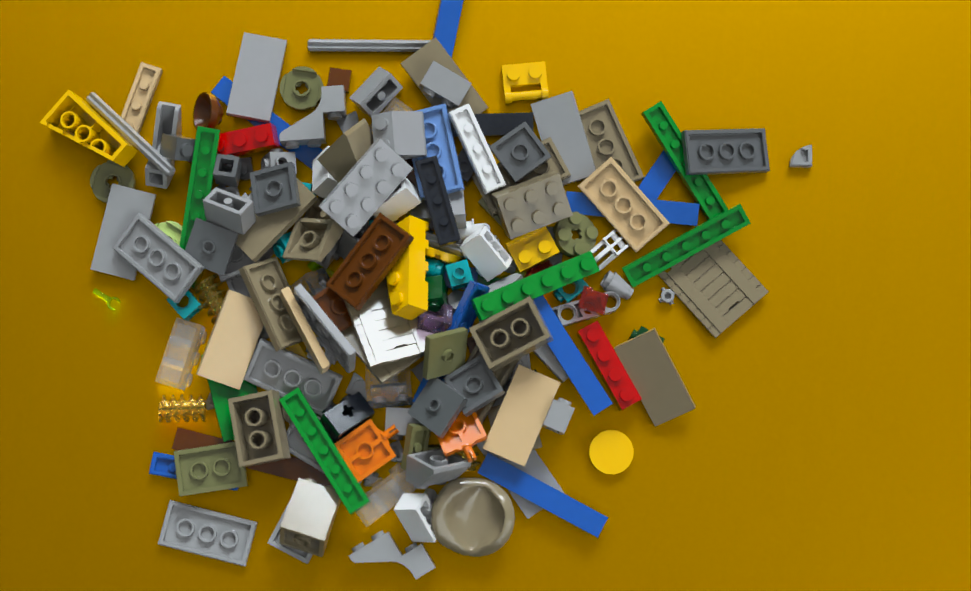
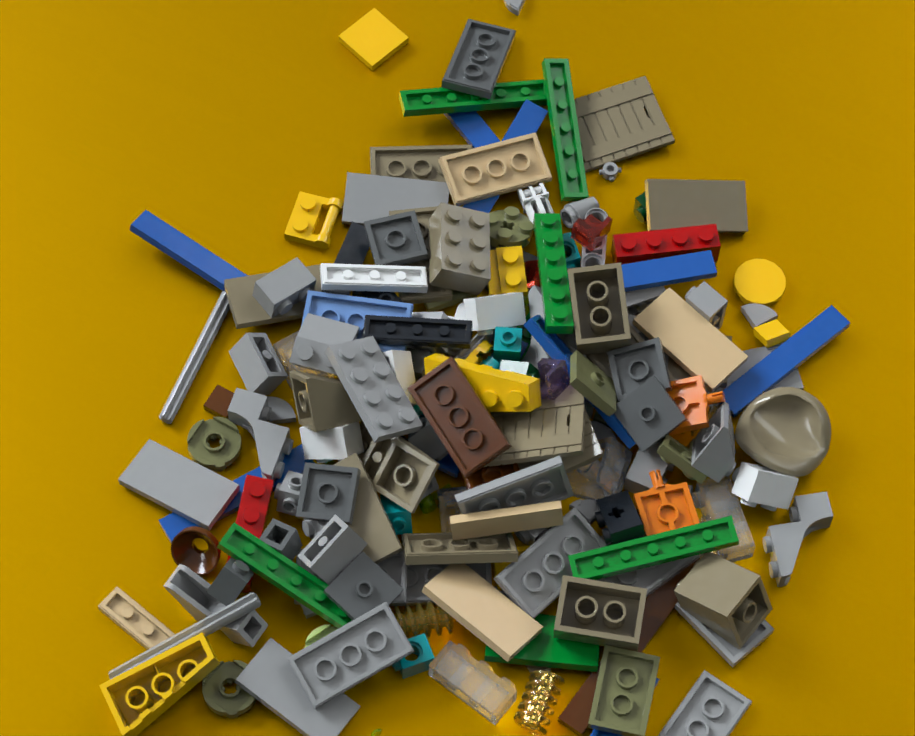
camera: 70 degrees left, 20 degrees down
(566, 477) = (771, 333): none -> yellow tile
(581, 461) = (758, 314): none -> light grey tile
(713, 60) = (373, 39): none -> yellow tile

